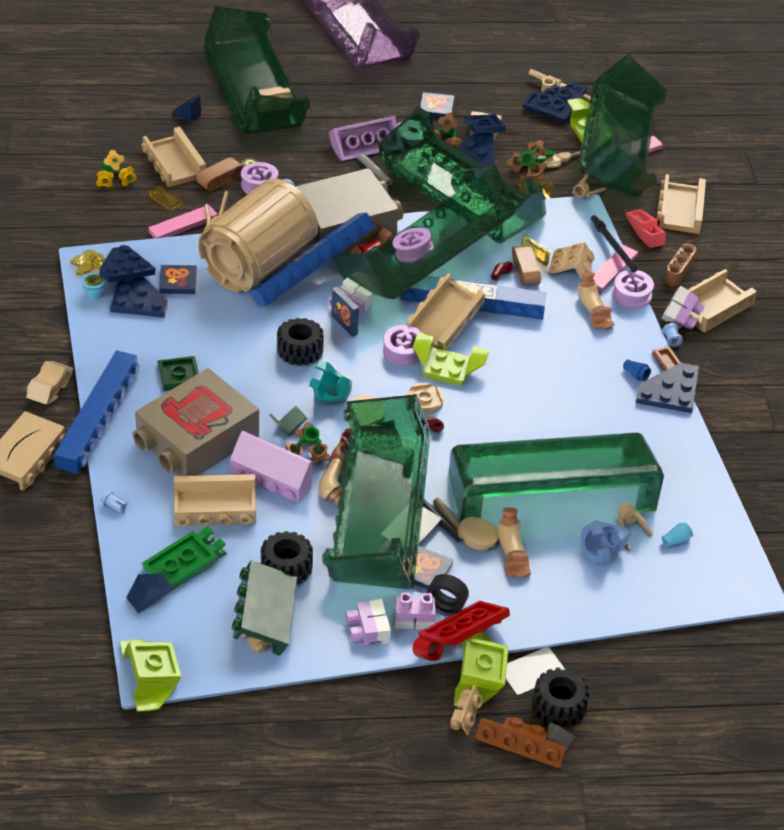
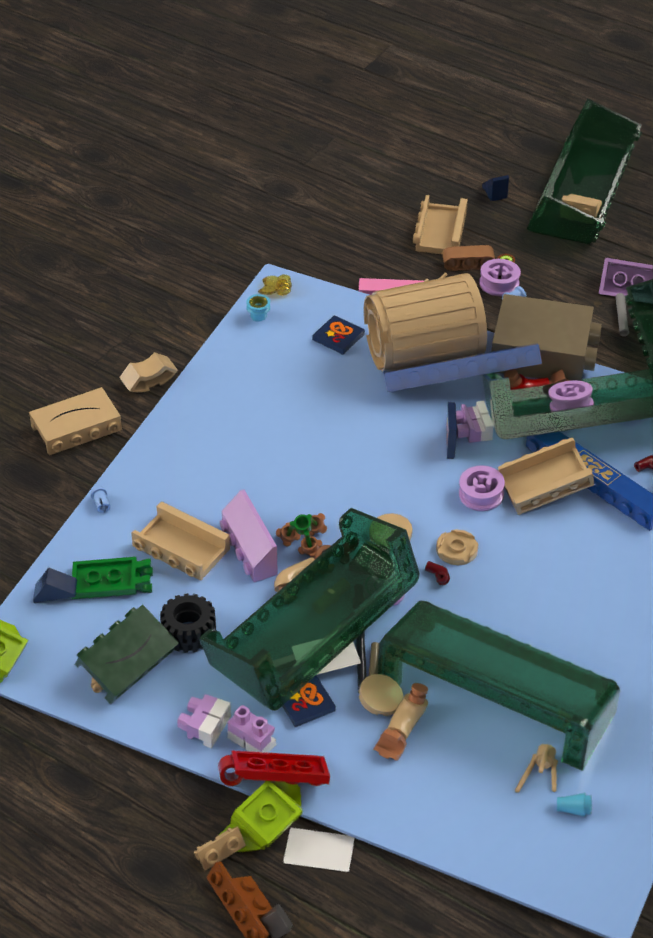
camera: 40 degrees right, 0 degrees up
(96, 412) = (158, 415): blue brick -> none
(110, 165) = (376, 210): yellow plant -> none
(125, 264) = (298, 300): dark blue plate -> none
(138, 298) = (289, 334): dark blue plate -> none
(165, 198) = (401, 258): clear yellow slope -> none
(176, 371) = (260, 417): dark green tile -> none
(195, 424) = (218, 463): dark tan brick -> none
(291, 420) = (311, 506): sand green bracket -> none
(300, 341) = (387, 438): black tyre -> none
(332, 386) = (377, 495): teal piece -> none
(447, 365) = (505, 524): lime piece -> none
(453, 585) = (293, 731): black tyre -> none
(565, 684) = (311, 904): black tyre -> none
(603, 541) = (489, 767): medium blue piece -> none

